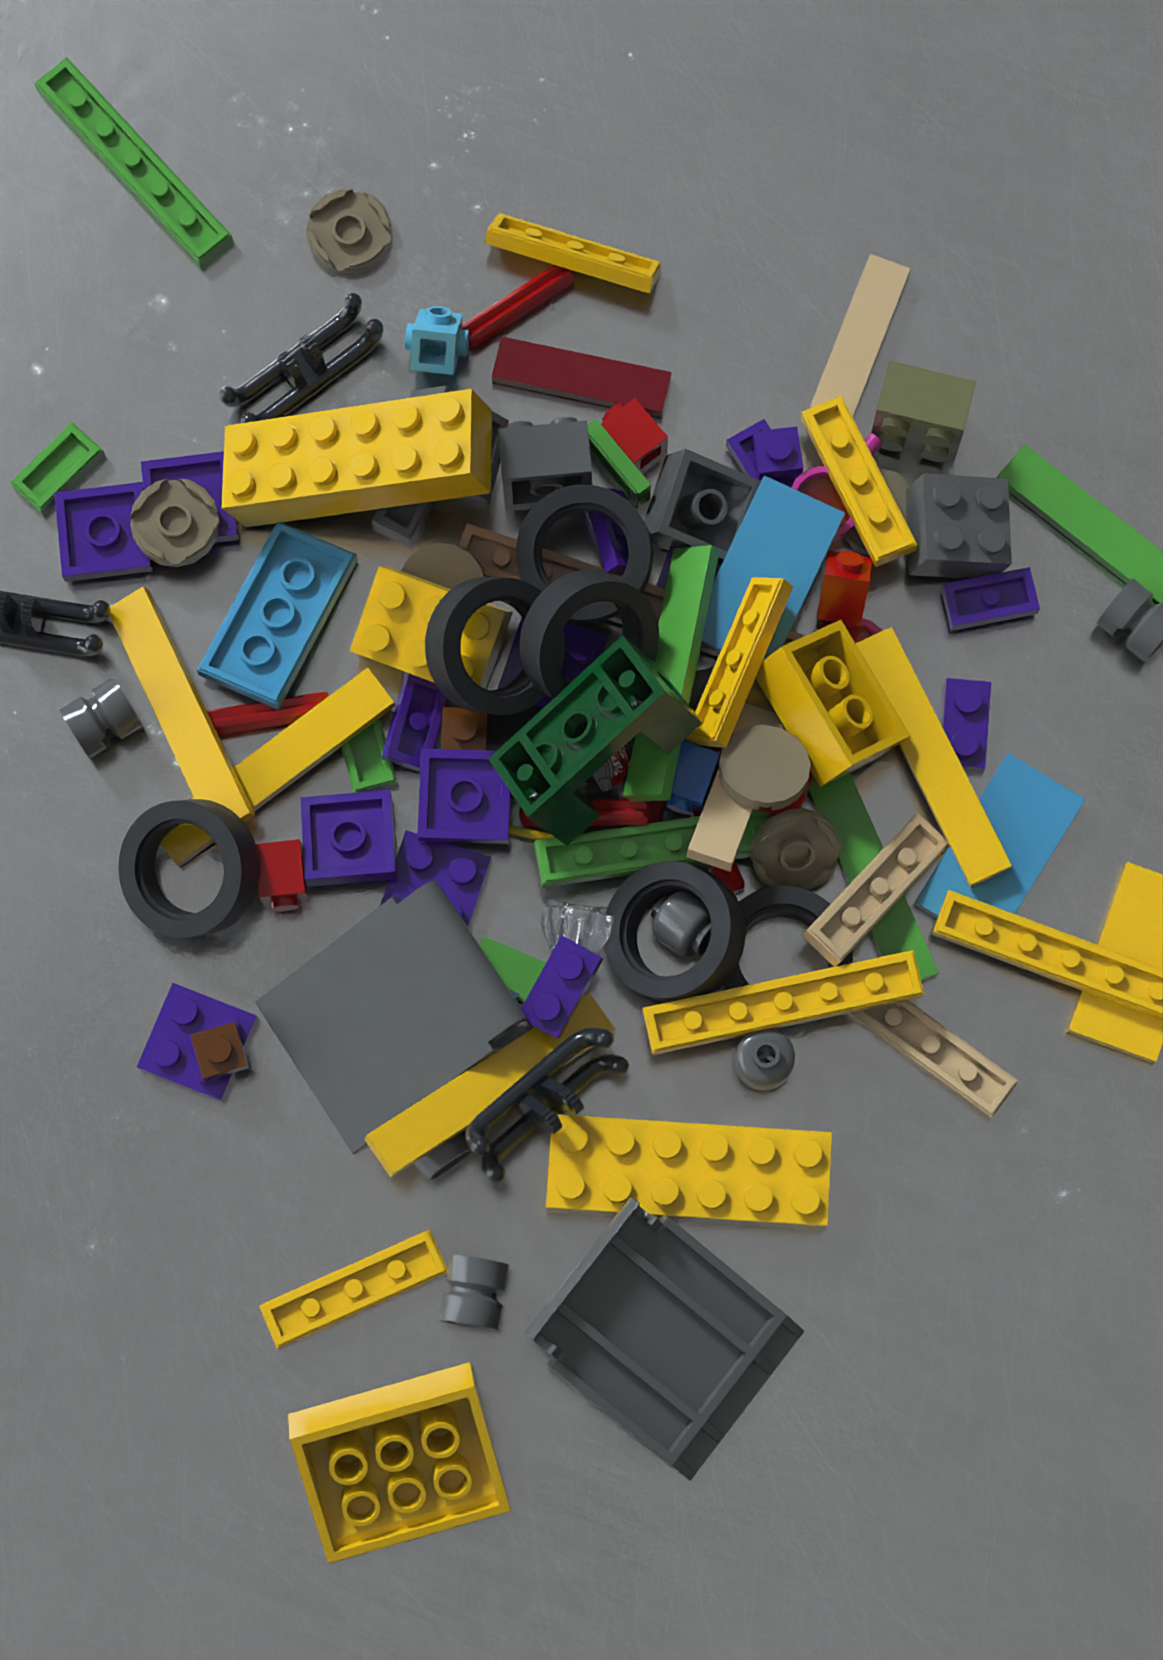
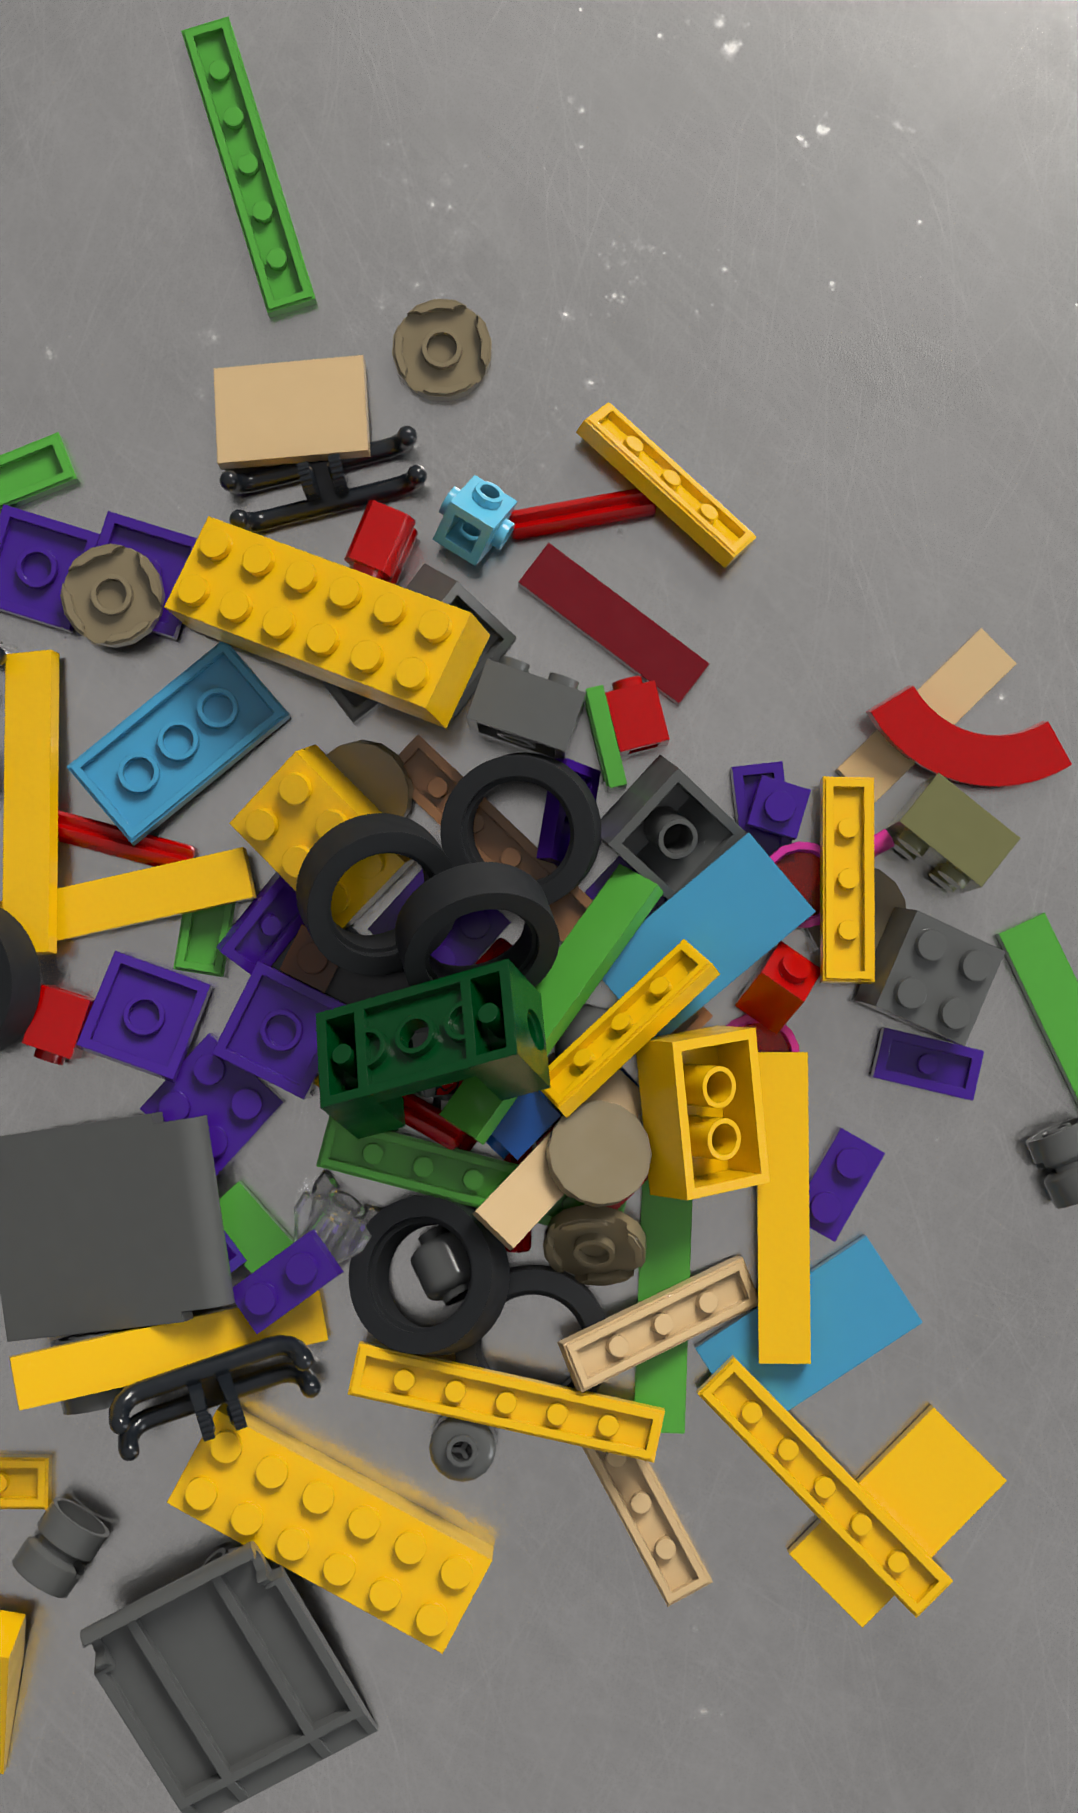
camera: 25 degrees right, 10 degrees up
(252, 326) = (291, 412): none -> tan tile
(371, 377) = (382, 542): none -> red brick
(925, 347) = (962, 754): none -> red tile

